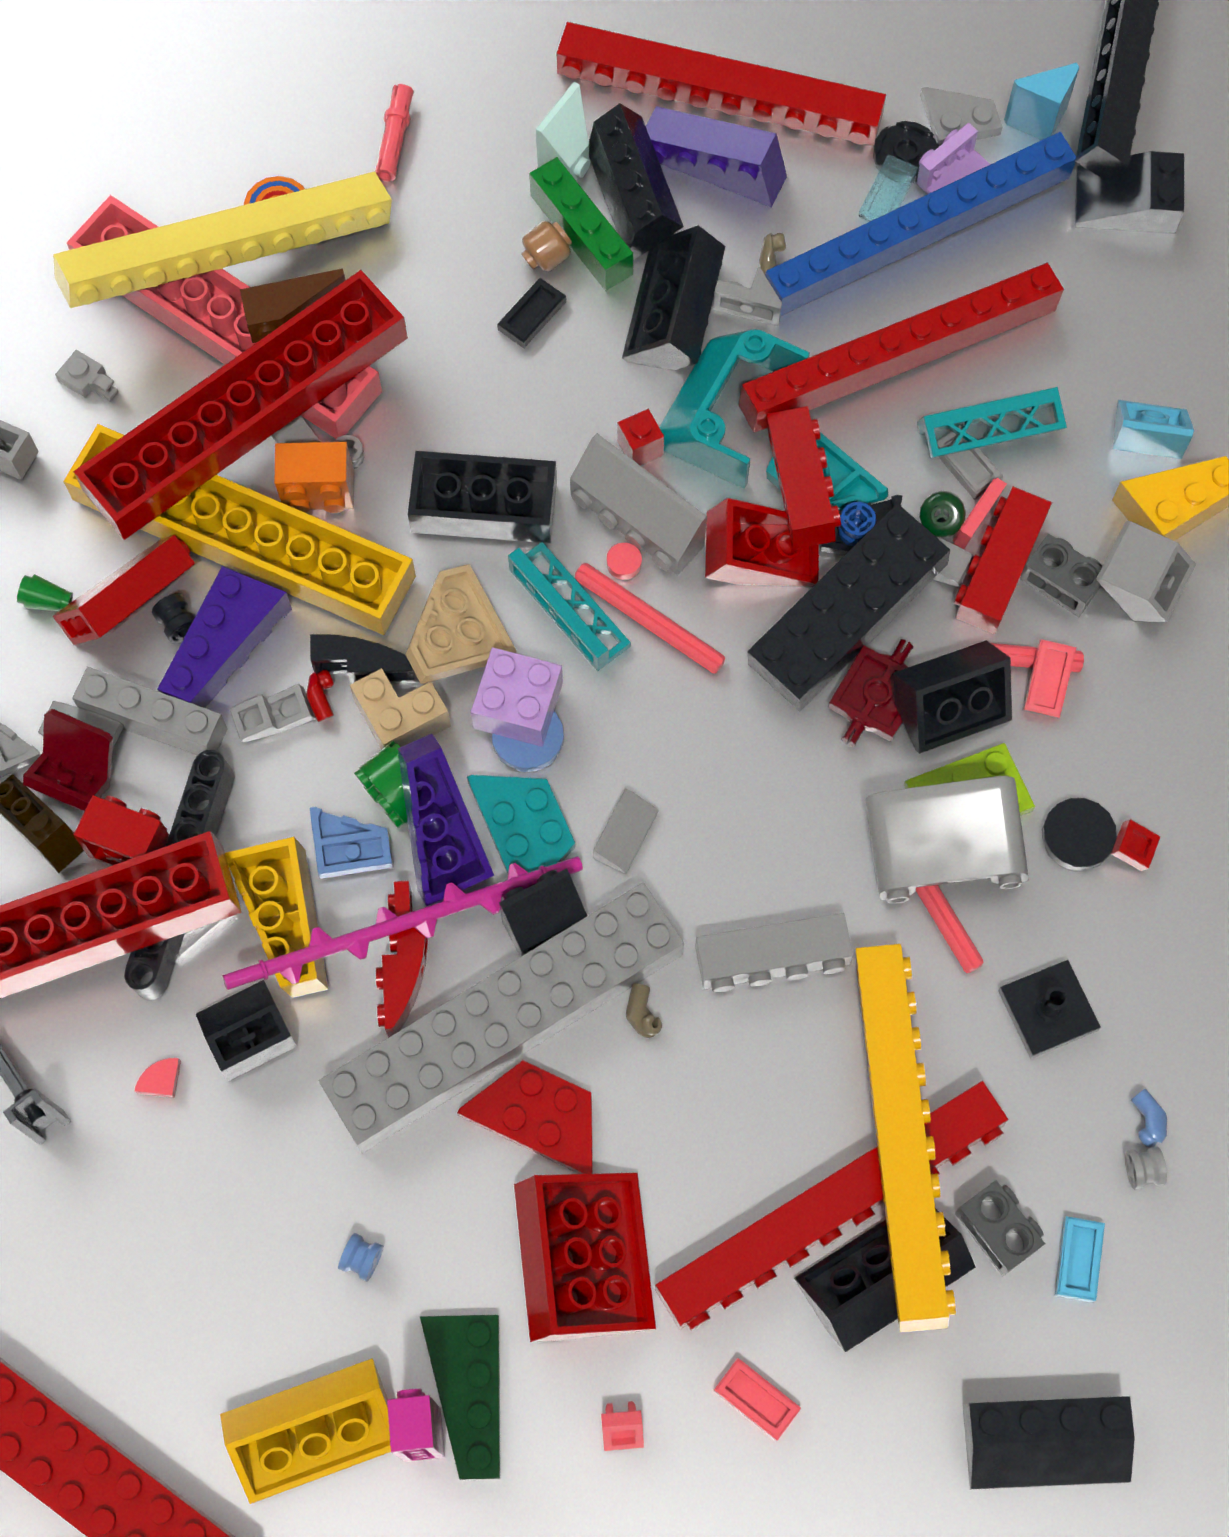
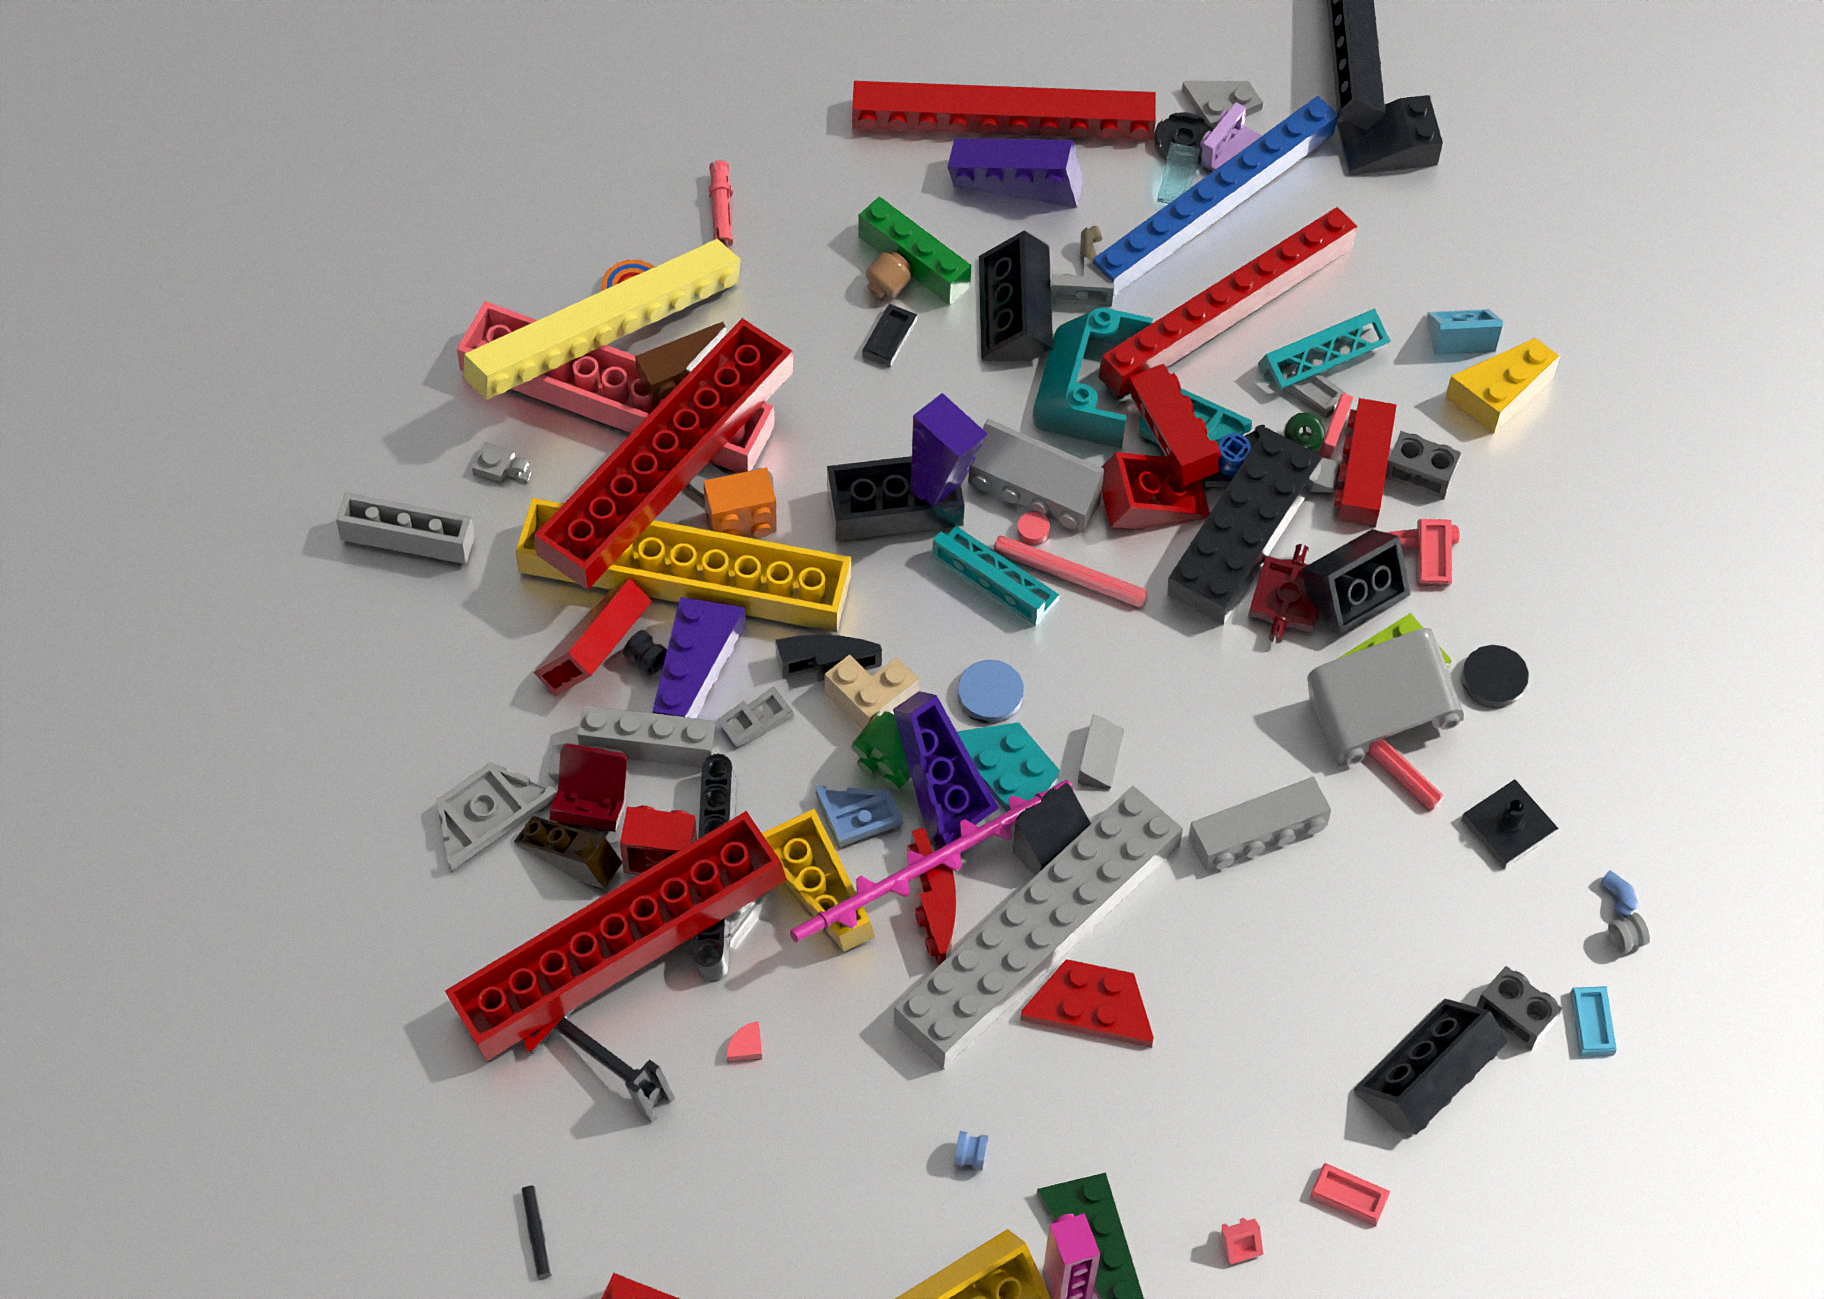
camera: 15 degrees left, 10 degrees down
(42, 595) = (517, 656): green cone -> none
(245, 1030) = (814, 984): black slope -> none
(316, 697) = (793, 695): red arm -> none
(455, 628) = (904, 610): tan plate -> none
(517, 696) = (976, 656): lavender brick -> none
(524, 463) = (942, 449): none -> dark purple wedge
(565, 134) = (881, 175): light aqua slope -> none
(583, 1256) = (1165, 1107): red slope -> none
(632, 180) = (950, 204): black slope -> none
(639, 1015) = (1155, 901): dark tan arm -> none
(640, 437) = (1022, 416): red brick -> none
(818, 1215) = (1368, 1021): red brick -> none
(902, 1140) = (1417, 944): yellow brick -> none
(1041, 101) = (1291, 74): medium azure slope -> none
(1049, 1442) = (1609, 1170): black slope -> none
(1135, 845) = (1546, 673): red plate -> none
(1145, 573) = (1493, 447): light grey slope -> none

